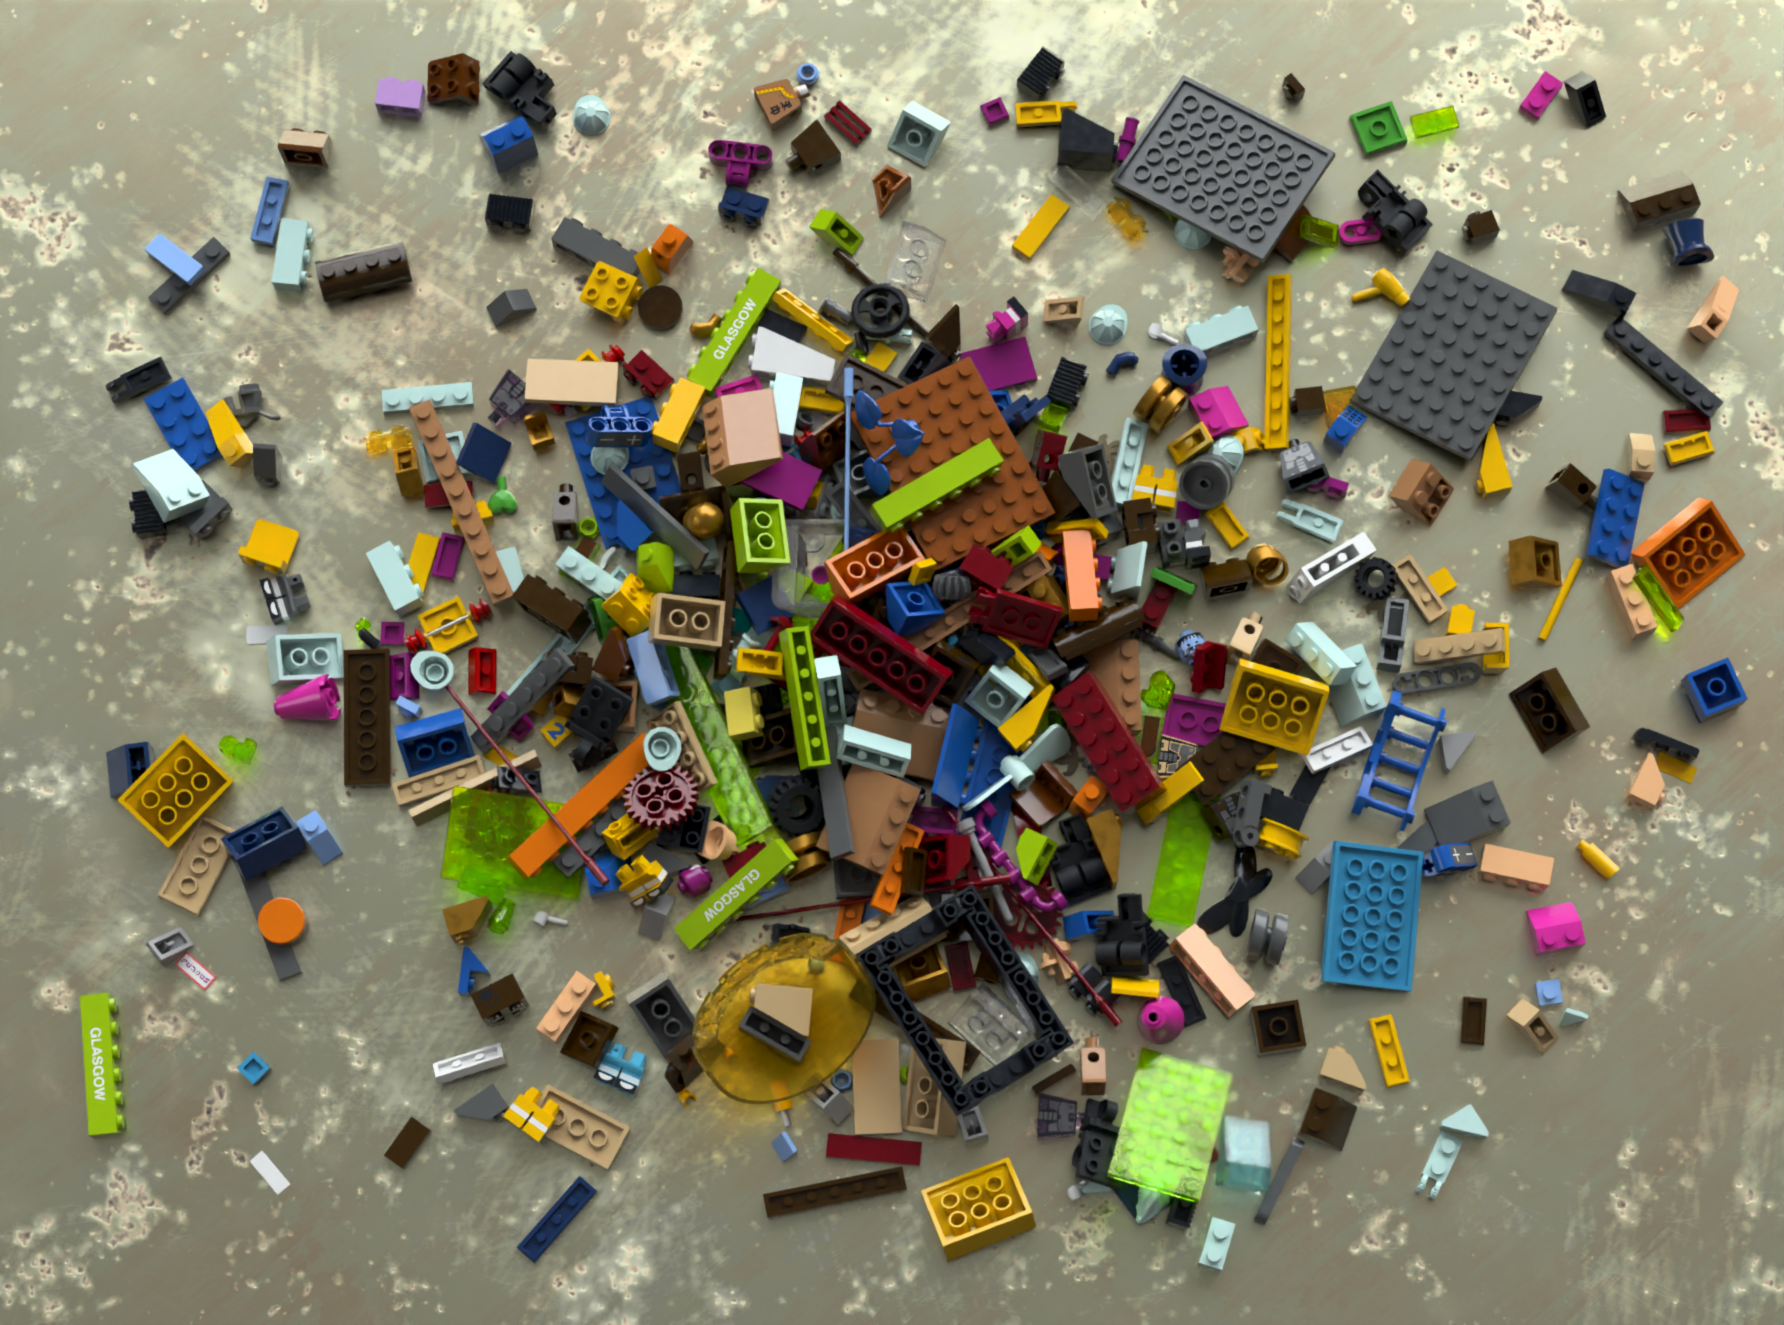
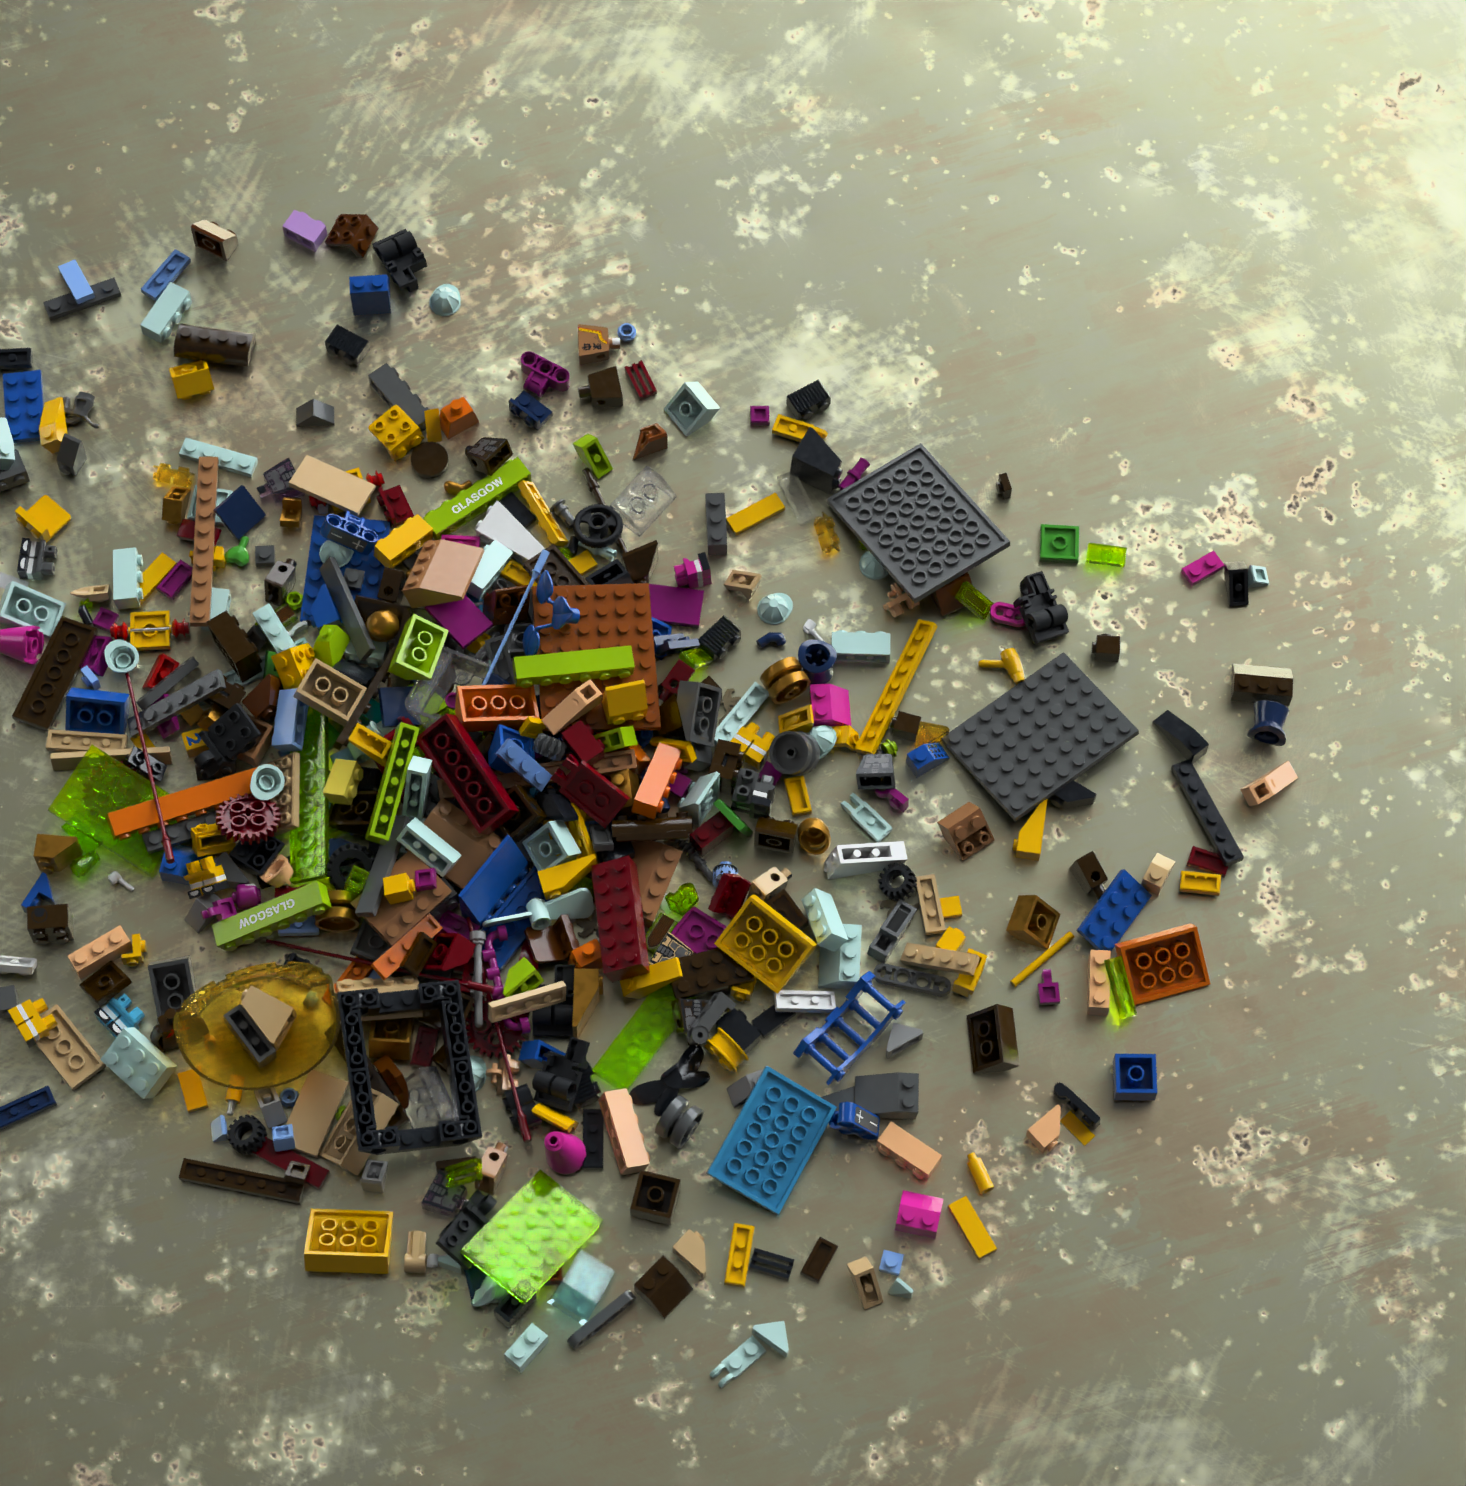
camera: 20 degrees right, 10 degrees down
(356, 320) = (191, 379): none -> yellow slope
(368, 608) = (95, 593): none -> tan plate
(496, 678) = (167, 683): none -> dark grey beam
(532, 490) = (265, 555): none -> dark grey plate
(568, 586) = (257, 636): none -> dark grey plate
(667, 1112) = (138, 1063): none -> light aqua brick
(678, 908) = (221, 909): none -> magenta plate
(724, 277) = (488, 454): none -> dark brown torso
(736, 1116) = (192, 1090): none -> yellow tile
(808, 1132) = (240, 1127): none -> black tyre
(813, 820) = (356, 880): none -> clear neon green leg
(858, 1127) = (283, 1137): none -> light blue slope
(865, 811) = (398, 888): none -> yellow brick
(889, 789) = (425, 879): none -> magenta tile
(892, 1160) = (297, 1172): none -> dark brown plate
(935, 619) = (524, 764): none -> medium blue plate
(946, 1016) = (394, 1079): none -> reddish brown slope
(958, 533) = (573, 707): none -> light nougat slope
(1005, 256) = (716, 523): none -> dark grey brick
(1011, 505) = (625, 702): none -> yellow slope
(1051, 876) = (526, 1001): none -> tan plate
(1056, 1198) = (416, 1259): none -> tan piece
(1057, 1096) = (466, 1164): none -> clear neon green tile
(1300, 432) = (889, 747): none -> lime plate
(1446, 1044) = (752, 1266): none -> black tile
(1583, 633) = (1048, 991): none -> magenta plate
(1604, 80) = (1257, 576): none -> light aqua slope
(1615, 920) = (972, 1227): none -> yellow tile

